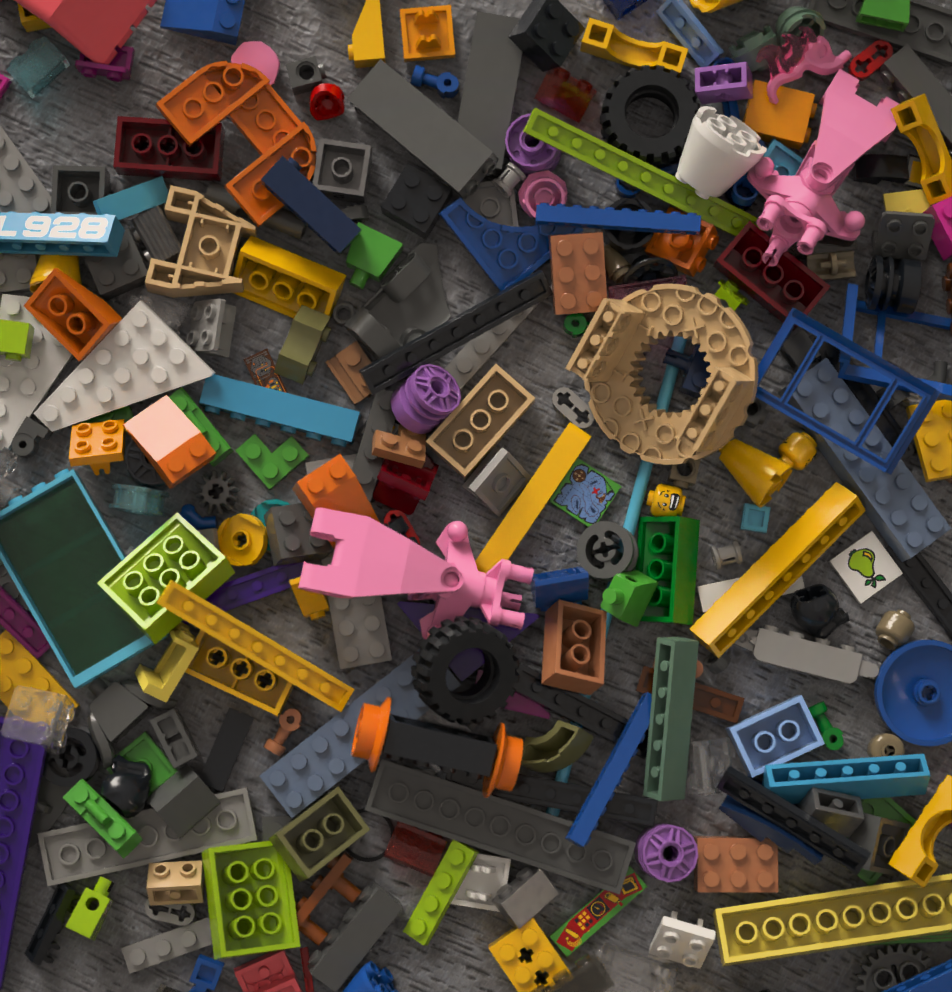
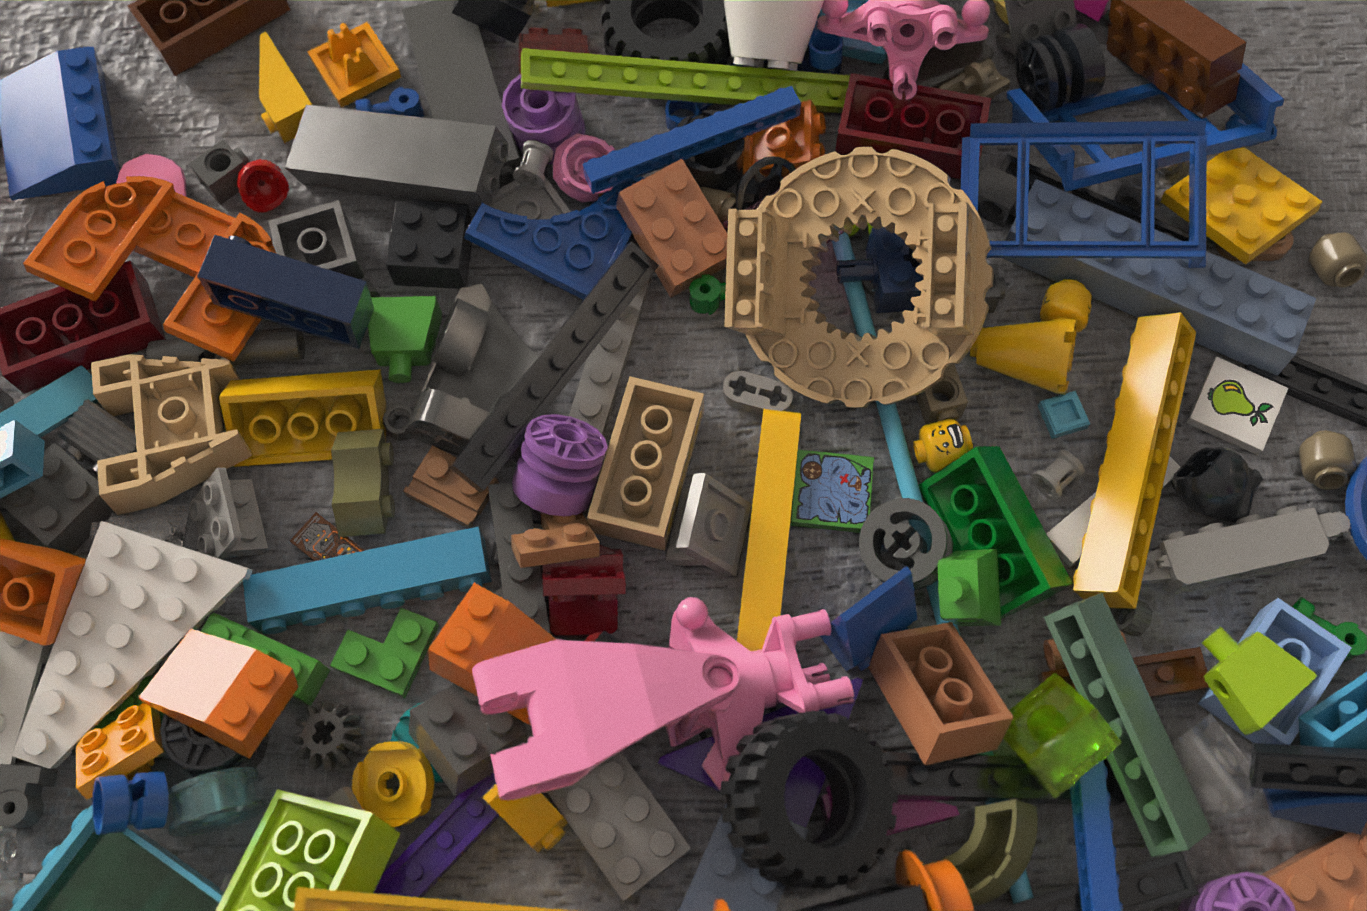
camera: 20 degrees left, 15 degrees down
(99, 482) = (130, 802): none -> blue wheel
(199, 523) = (302, 785): blue arm -> none
(624, 705) = (1058, 735): none -> clear neon green slope
(753, 731) = (1253, 678): none -> lime torso

